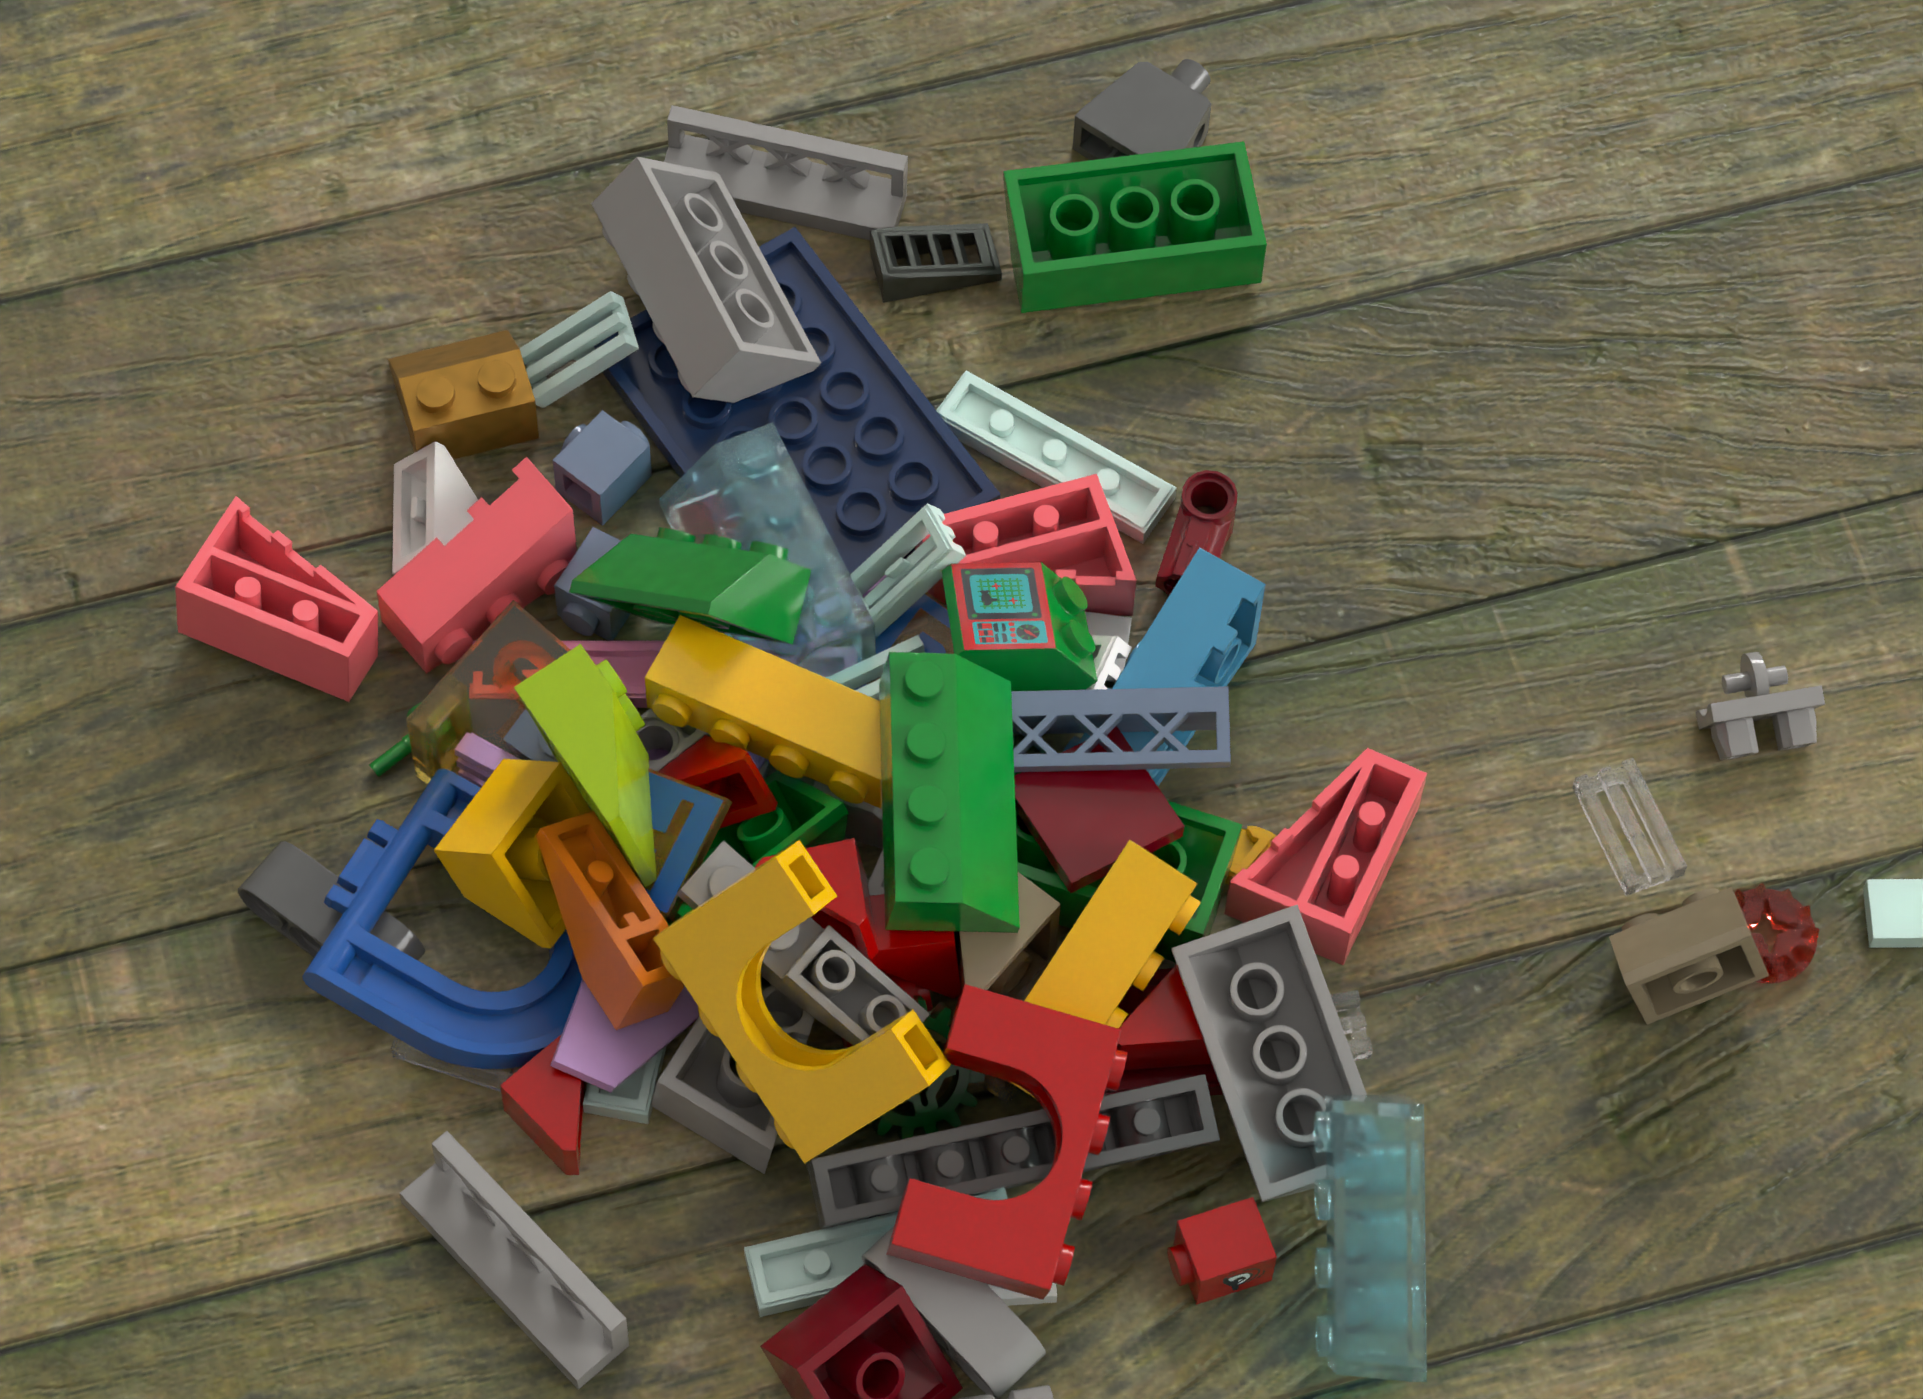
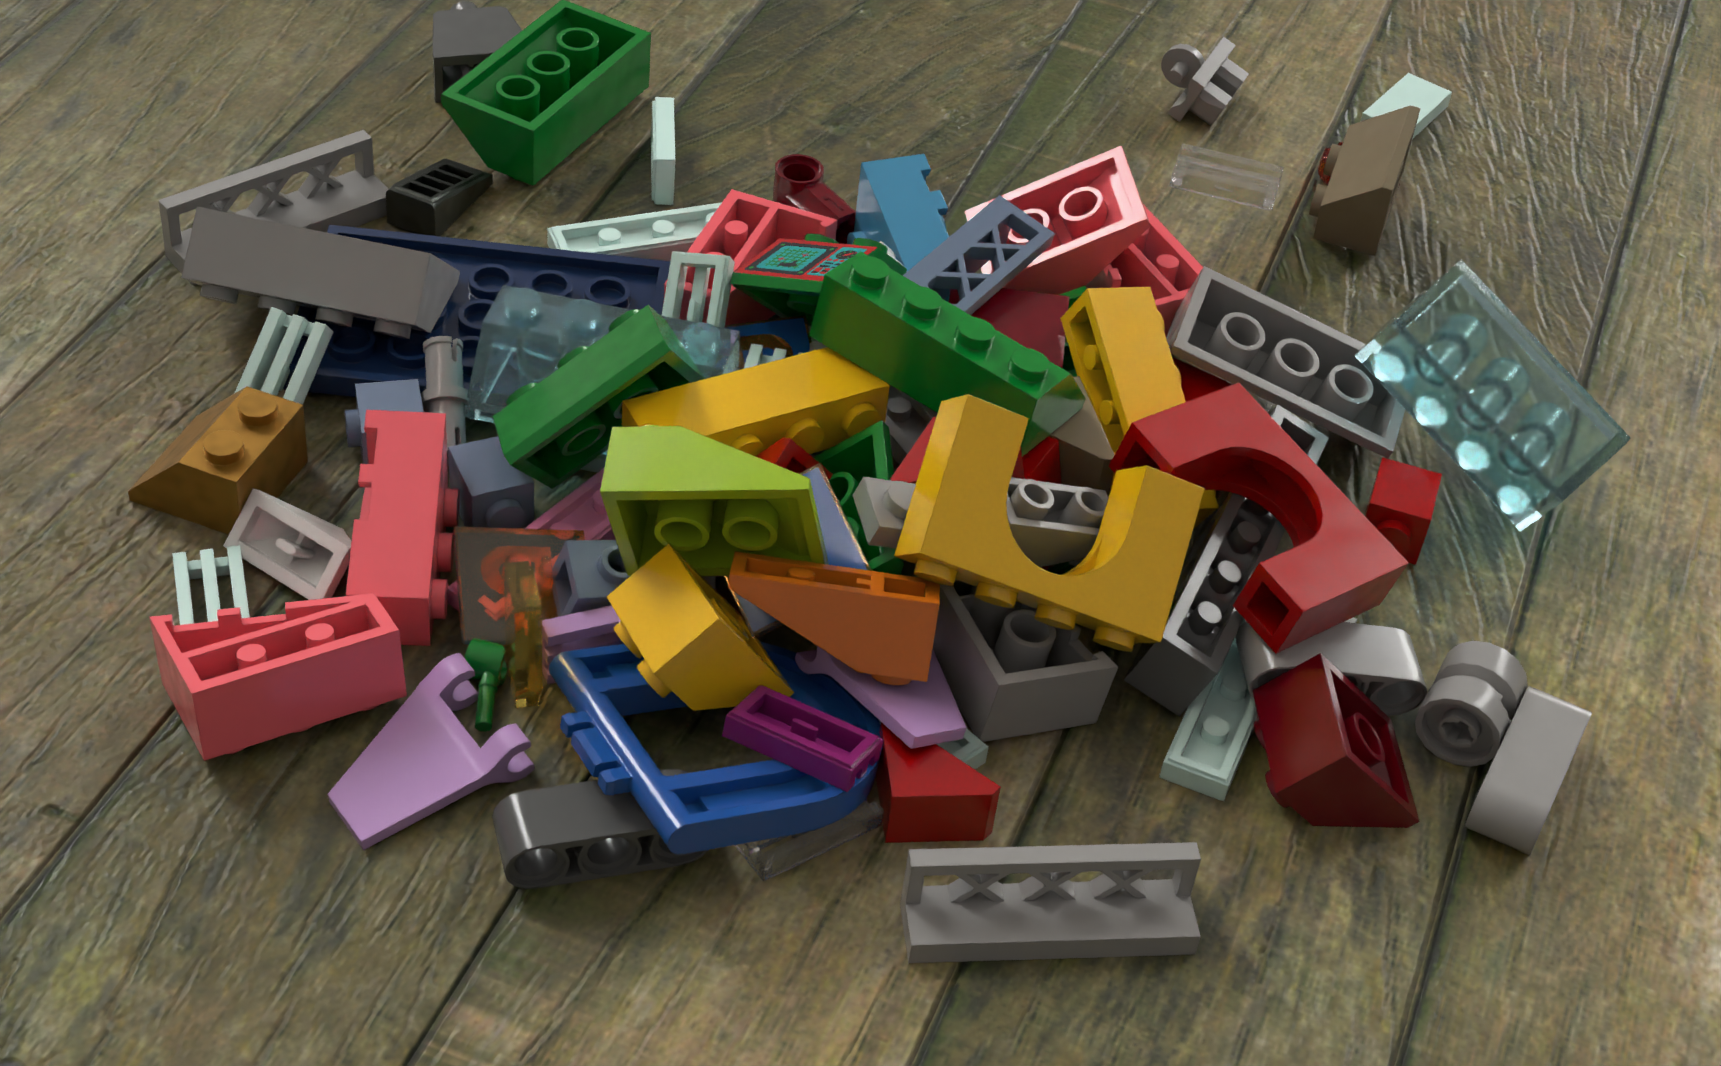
camera: 55 degrees left, 20 degrees down
(304, 760) = (425, 759): none -> lavender flag
(311, 494) = (209, 569): none -> light aqua tile
(499, 1035) = (802, 737): none -> magenta tile
(657, 476) = (445, 385): none -> light grey pin
(1157, 370) = (662, 151): none -> light aqua tile
(1293, 751) = (1093, 216): none -> coral slope

